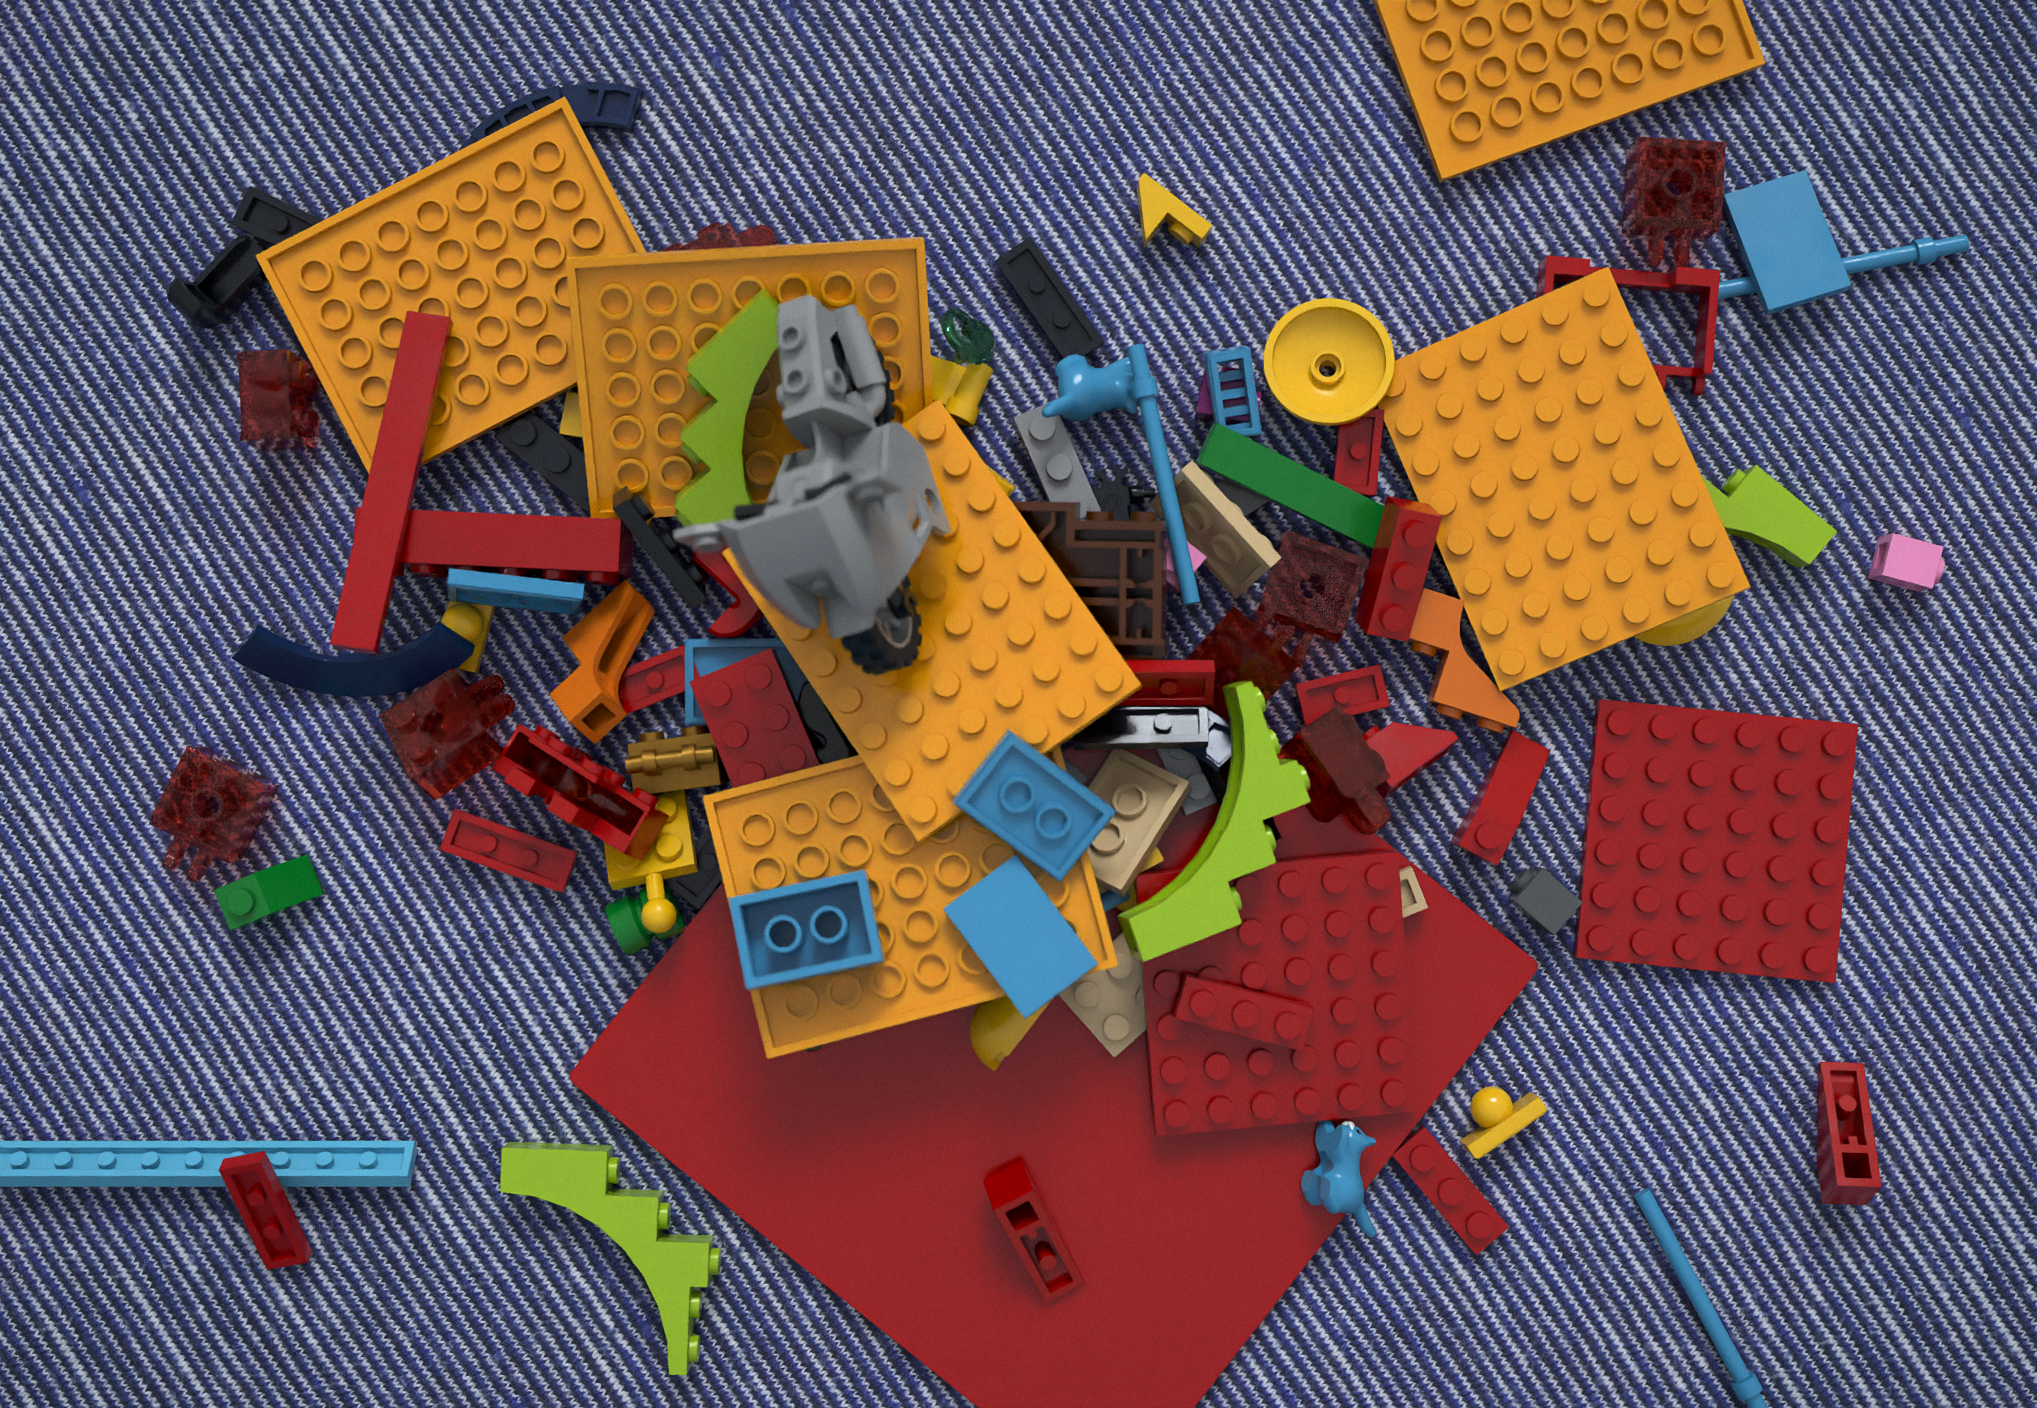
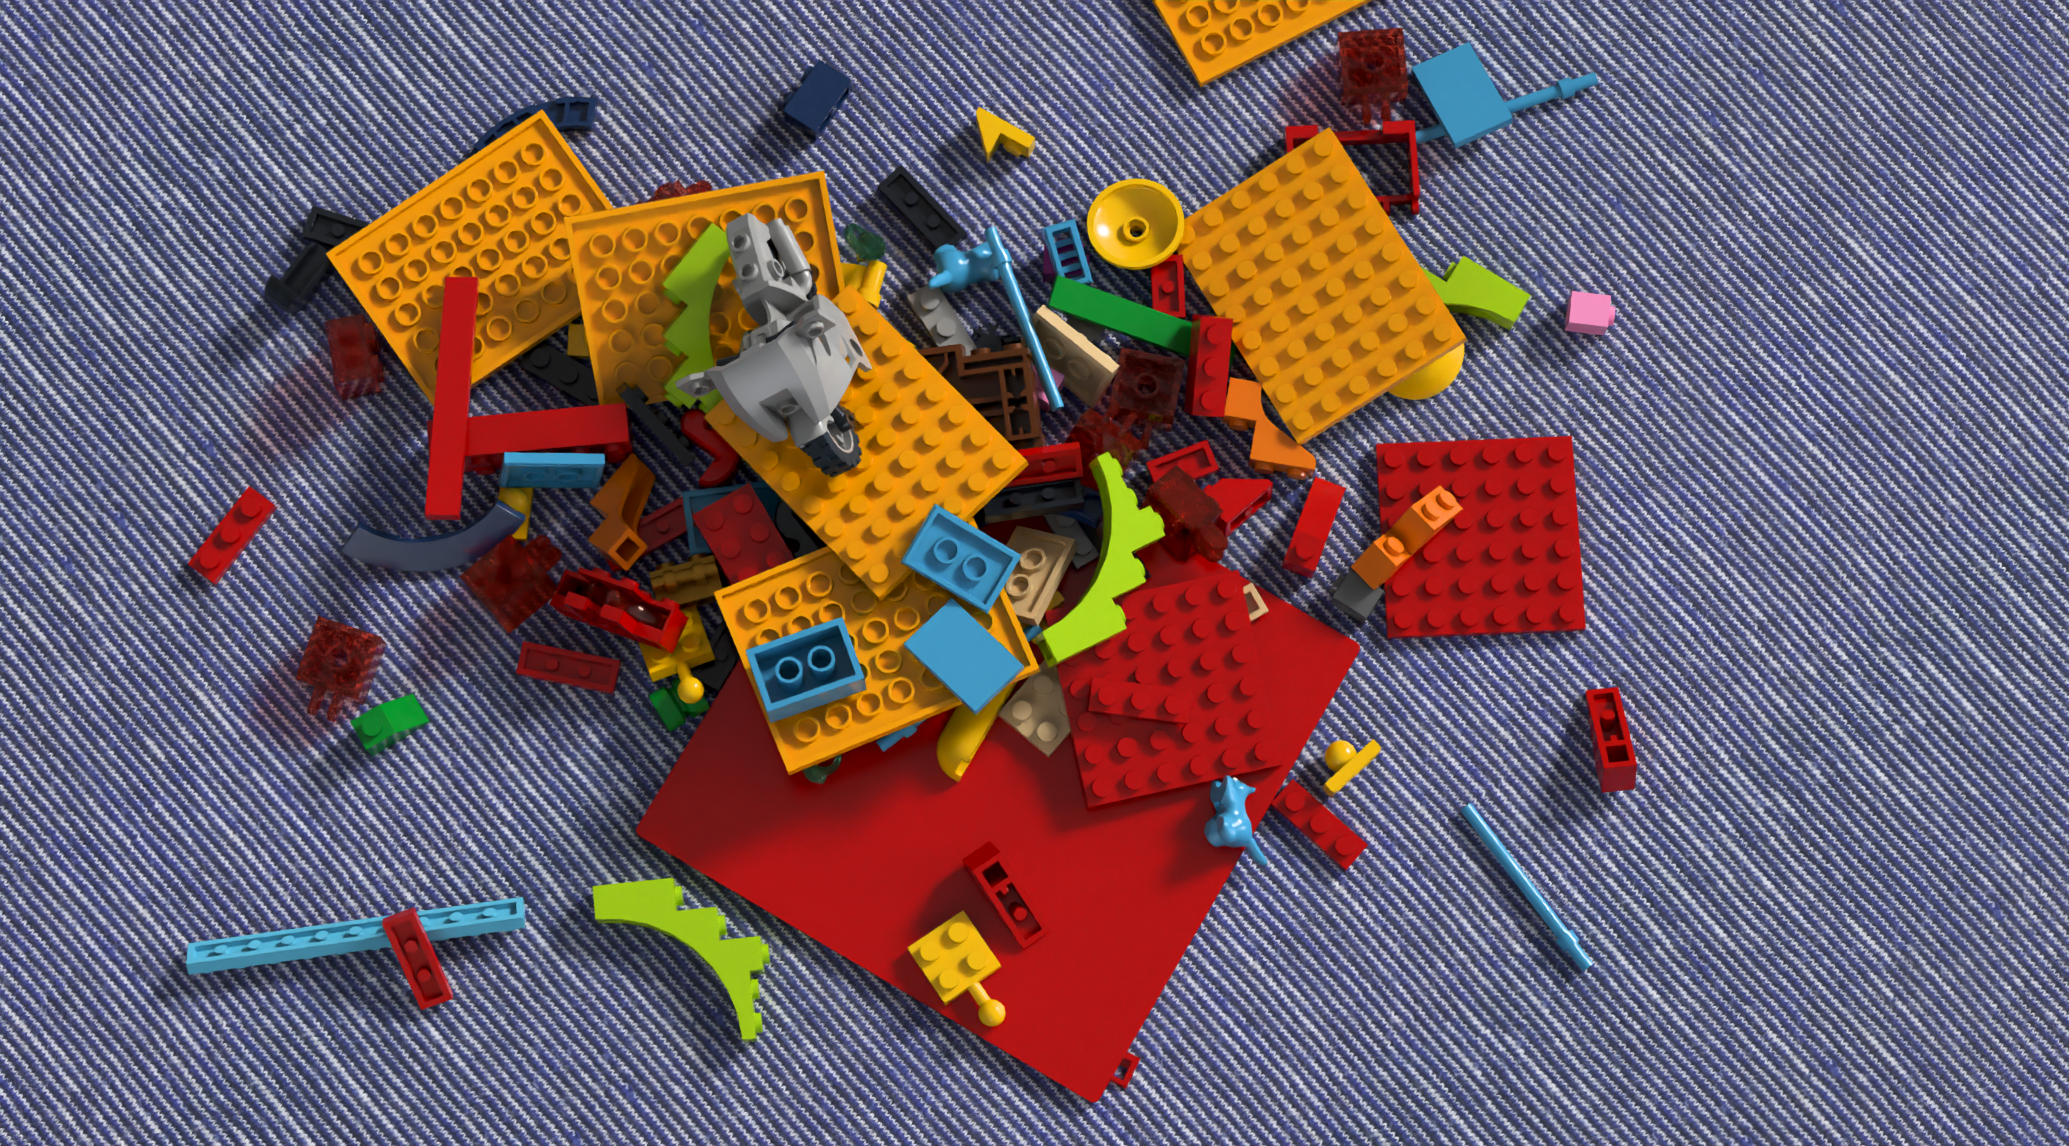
camera: 10 degrees left, 10 degrees down
(97, 613) = (232, 535): none -> red plate
(931, 130) = (817, 99): none -> dark blue brick
(957, 1309) = (956, 961): none -> yellow plate
(1625, 837) = (1406, 537): none -> orange arch

